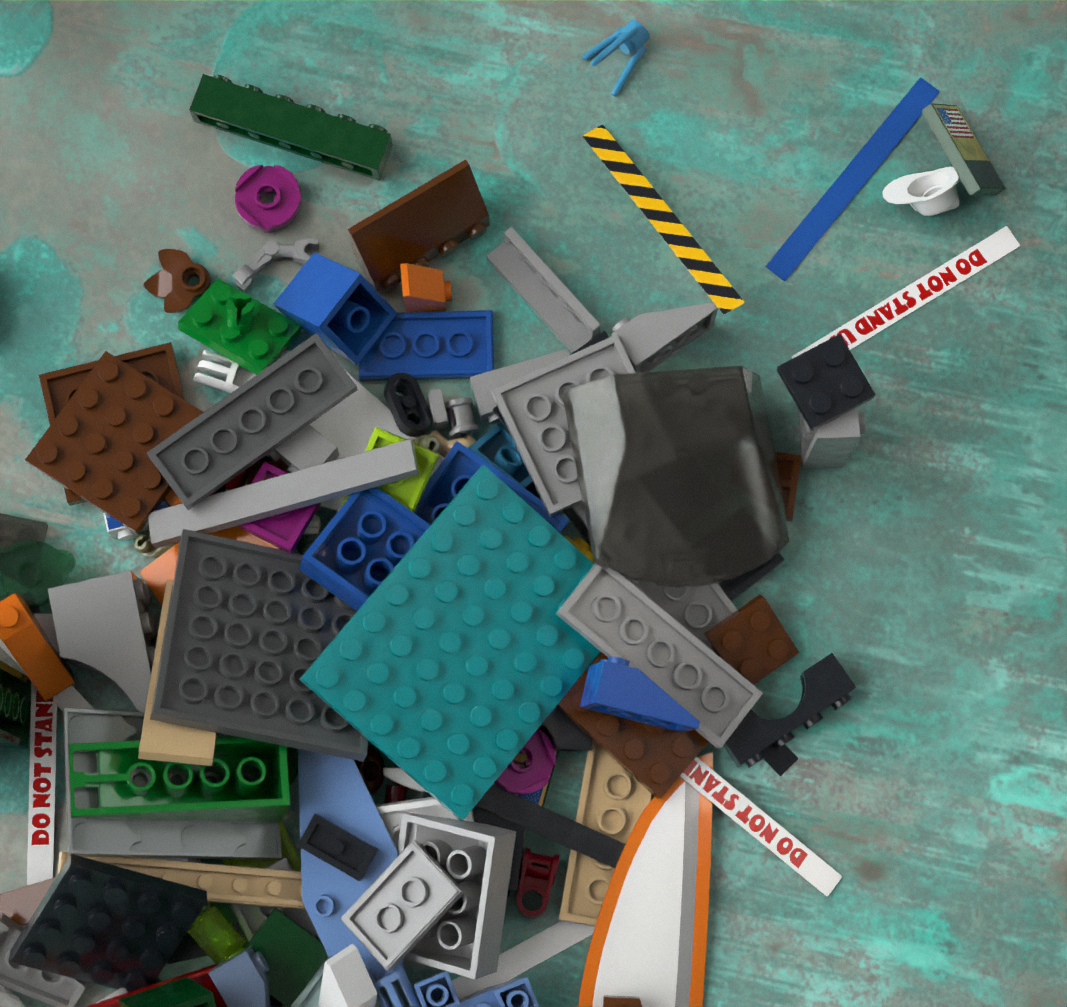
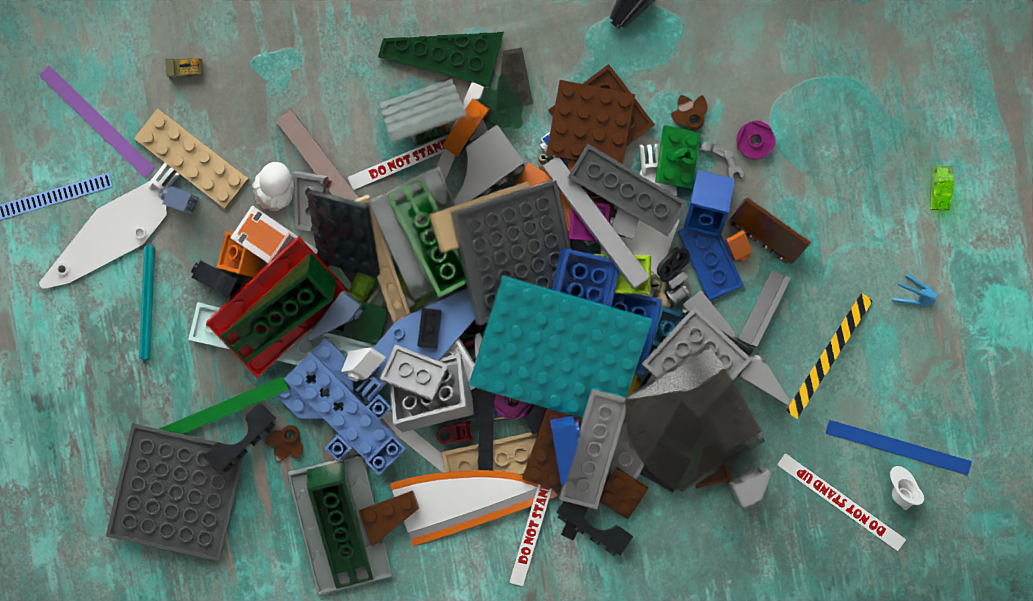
camera: 65 degrees right, 10 degrees up
(291, 126) = (799, 135): dark green brick -> none
(825, 382) = (764, 479): black plate -> none
(963, 149) = (935, 500): tile -> none

